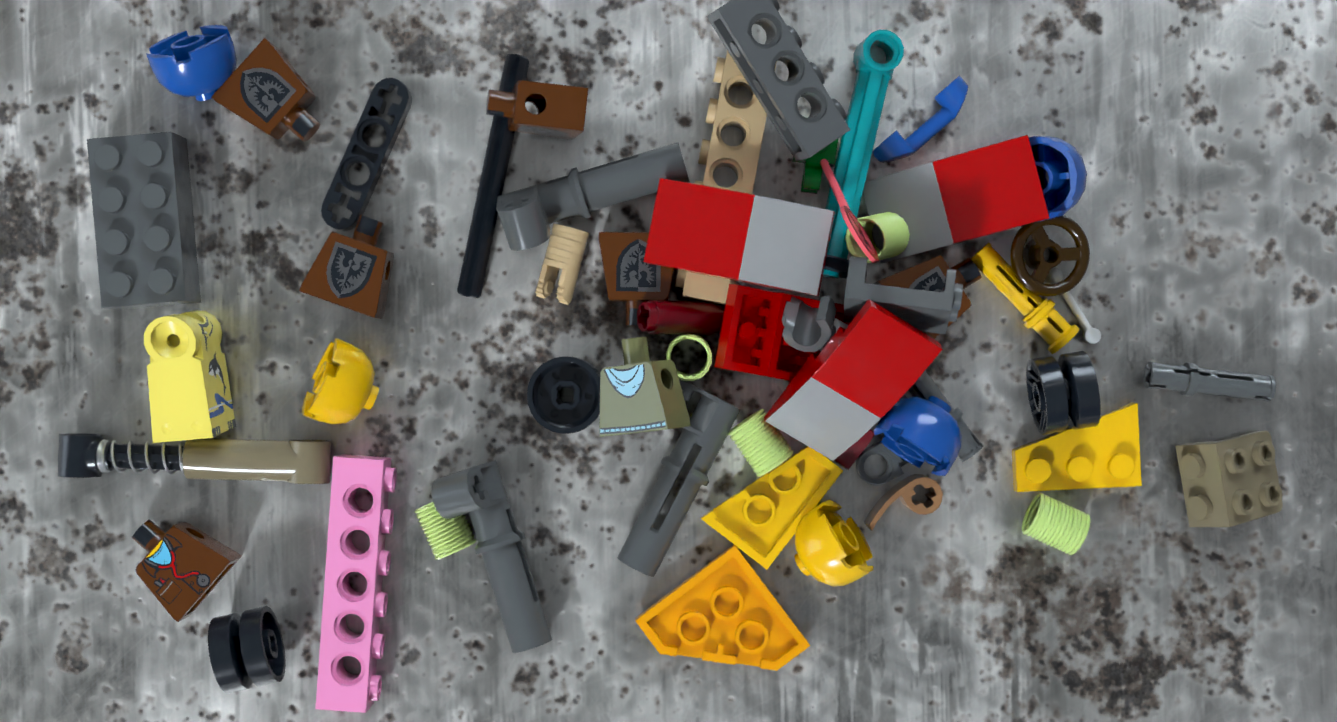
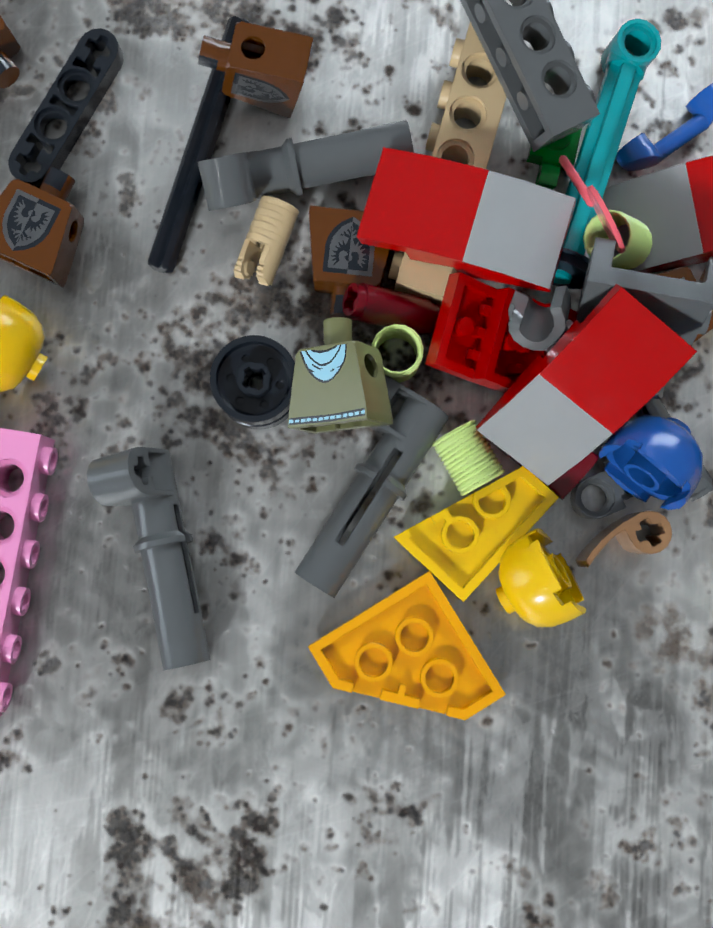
camera: 10 degrees right, 5 degrees down
(443, 534) = (102, 526): yellowish green piece -> none

